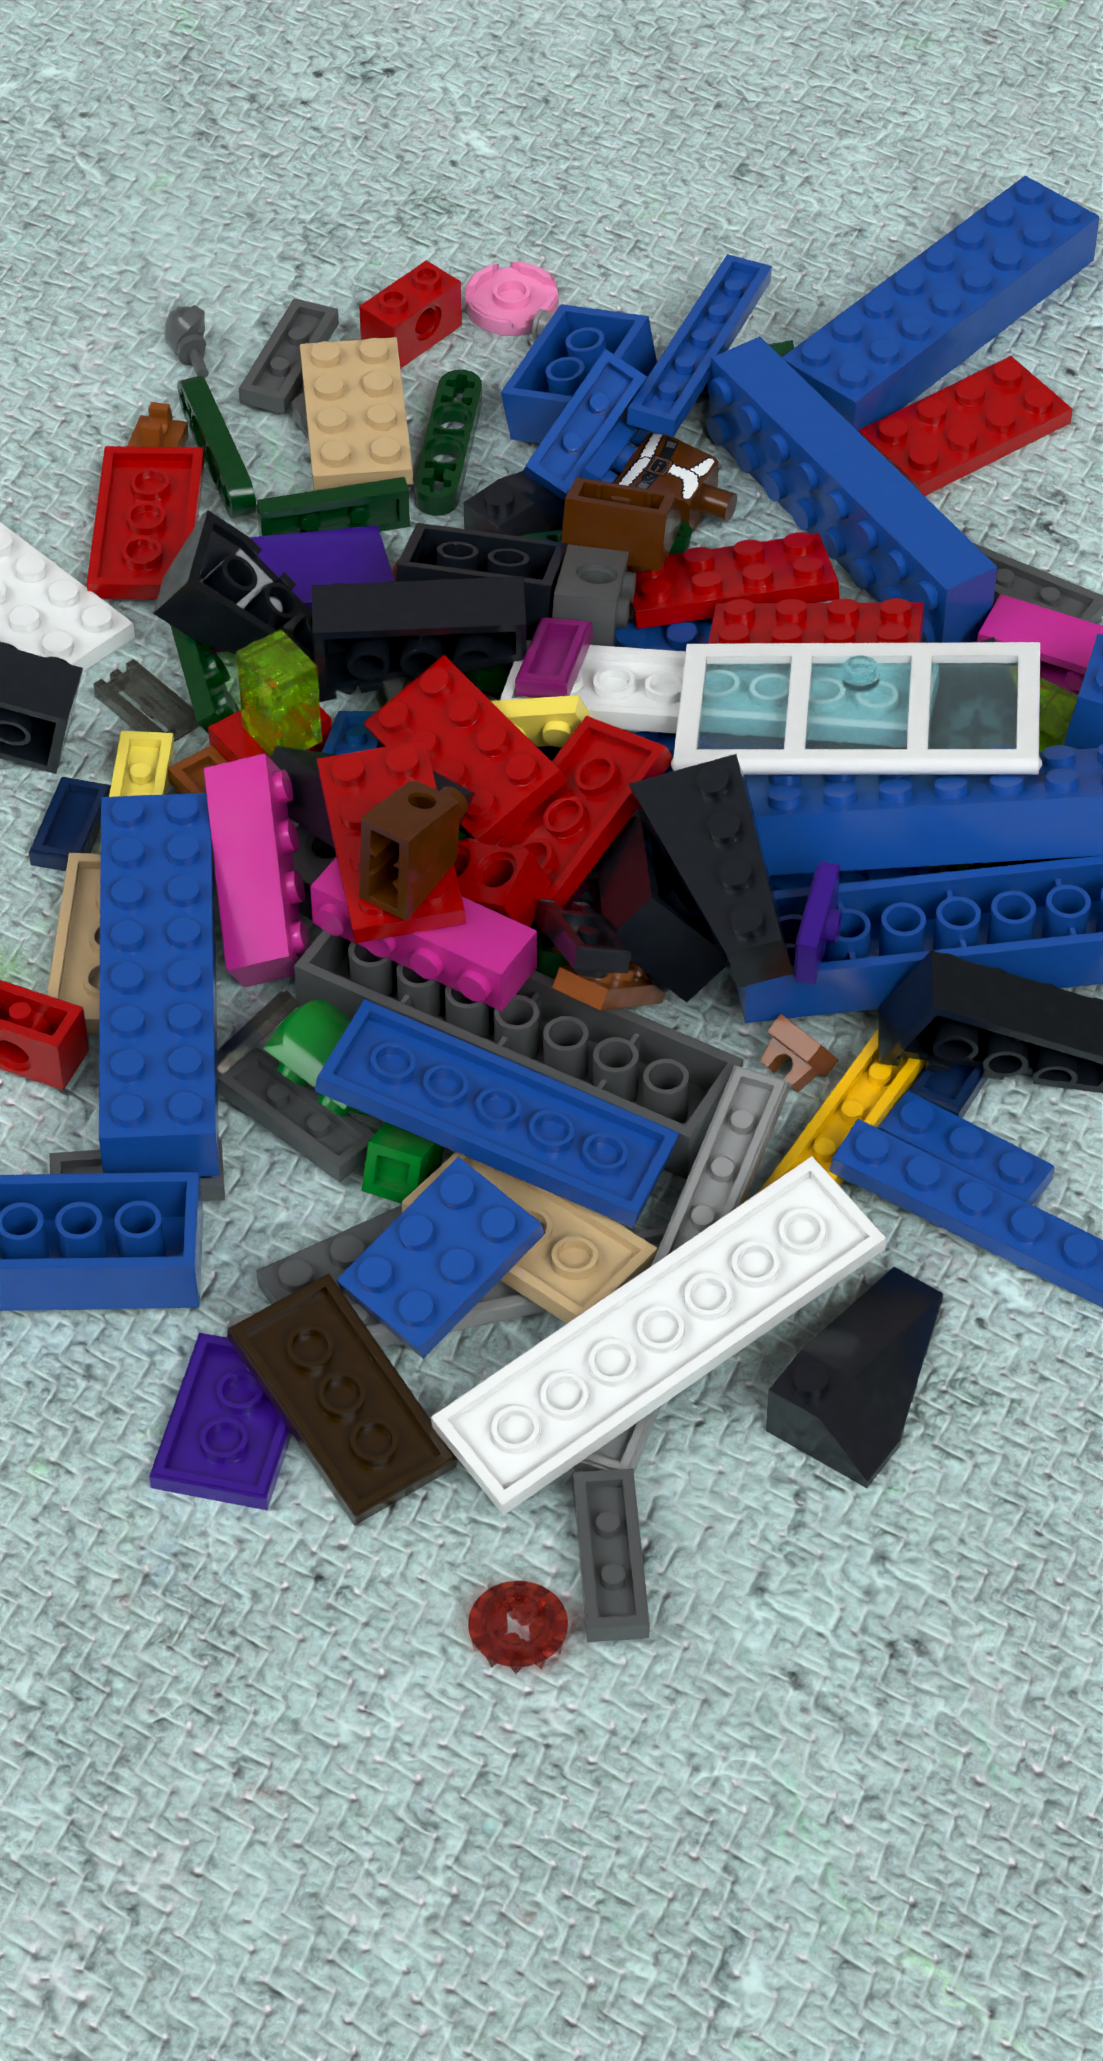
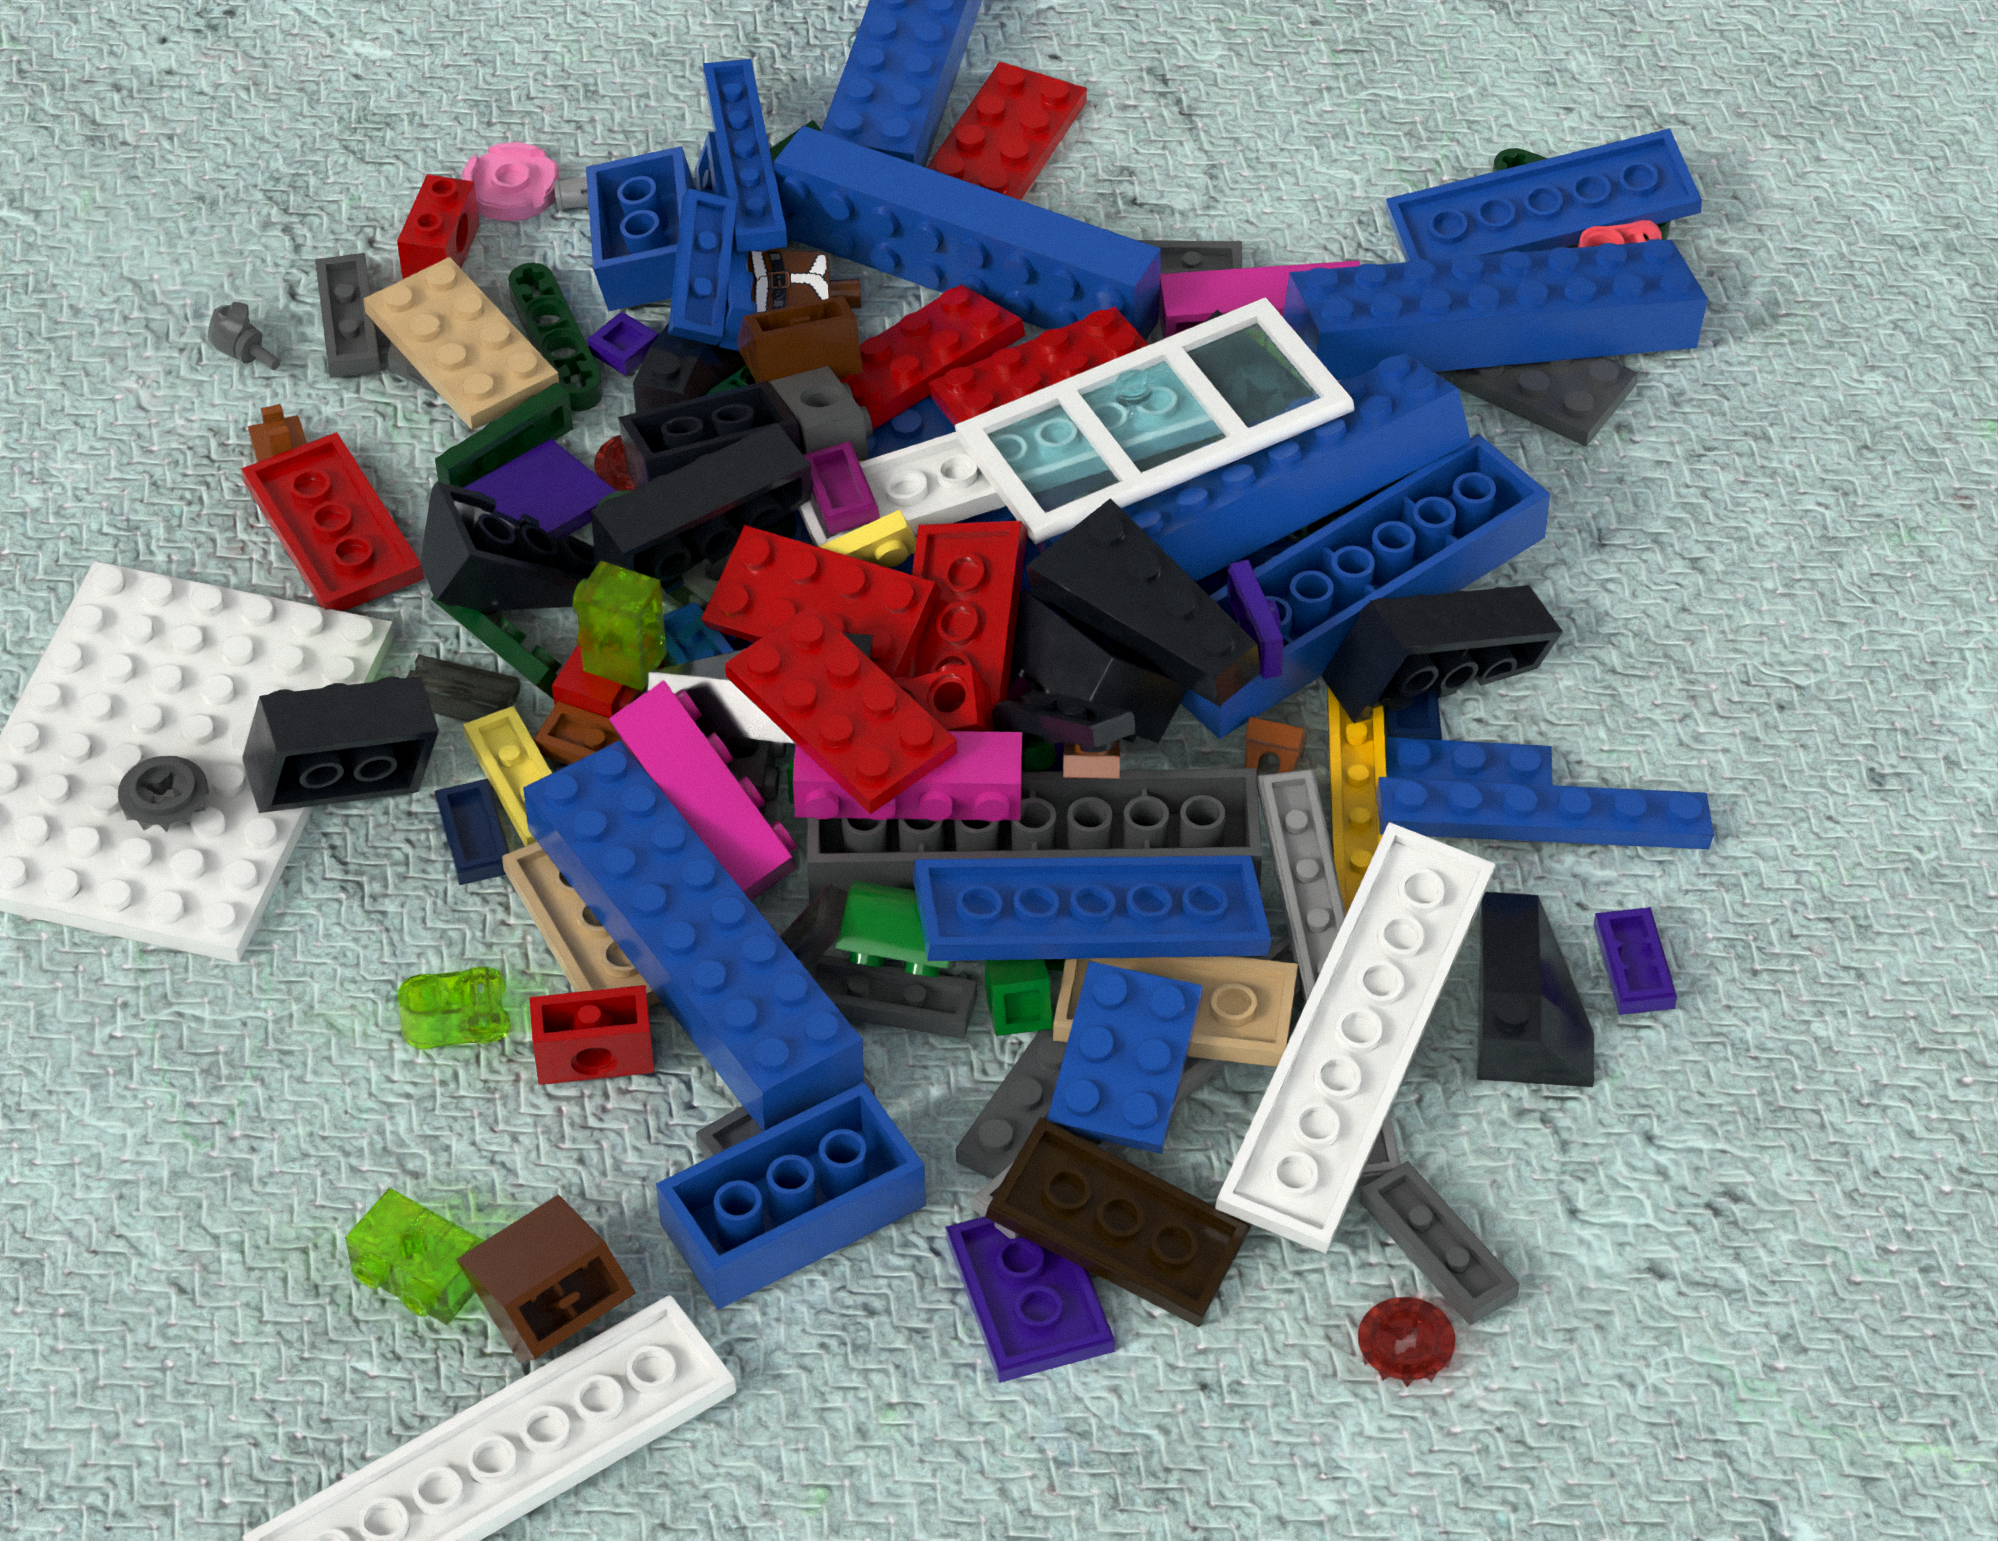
camera: 30 degrees left, 0 degrees up
(219, 448) = (365, 437): dark green beam -> none
(409, 846) = (891, 677): reddish brown torso -> none
(494, 463) = (622, 343): none -> dark purple plate
(984, 1392) = (1635, 961): none -> dark purple plate

